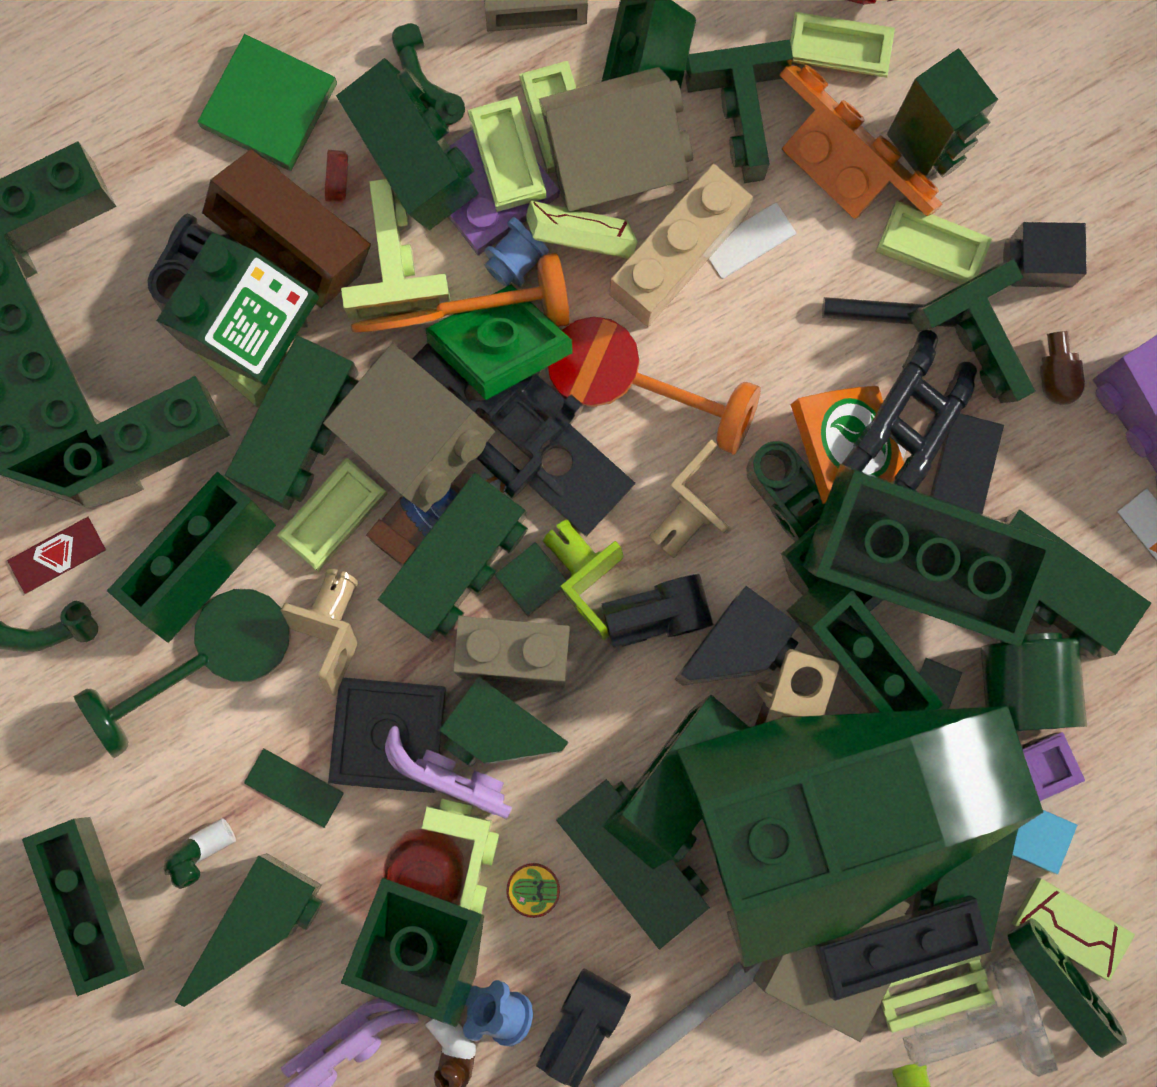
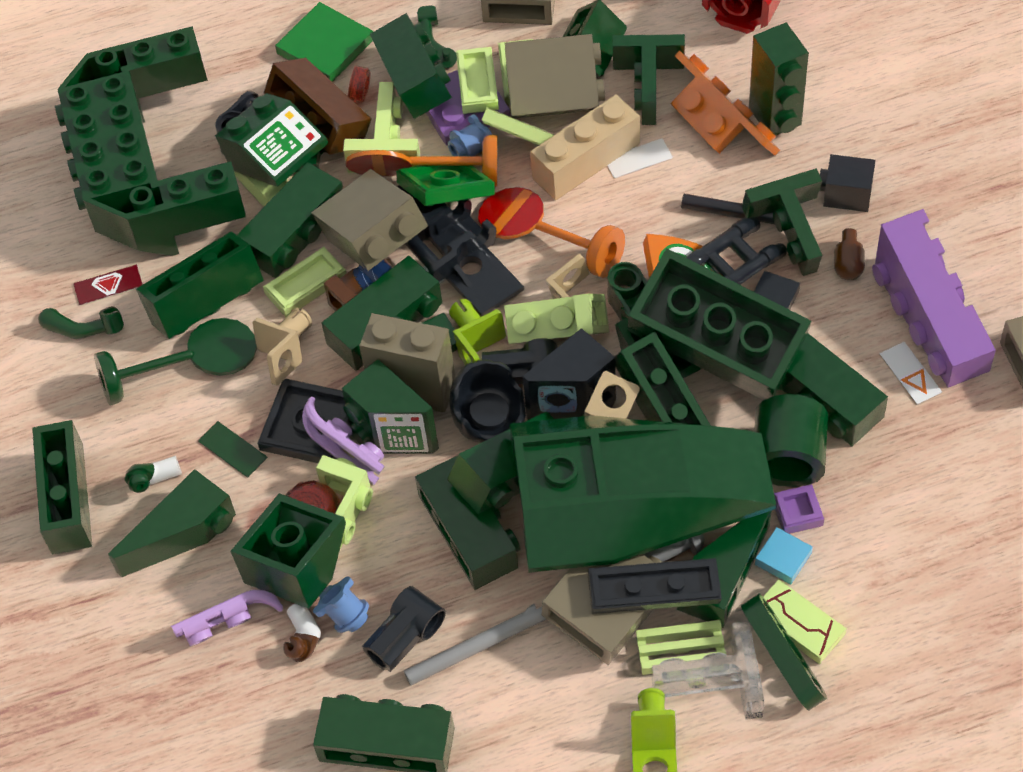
camera: 20 degrees right, 25 degrees down
(533, 890) = (389, 535): tile -> none
(629, 691) = (485, 400): none -> black piece
(699, 544) = (556, 318): none -> yellowish green bracket
(841, 44) = (721, 50): yellowish green tile -> none
(933, 244) = (760, 167): yellowish green tile -> none

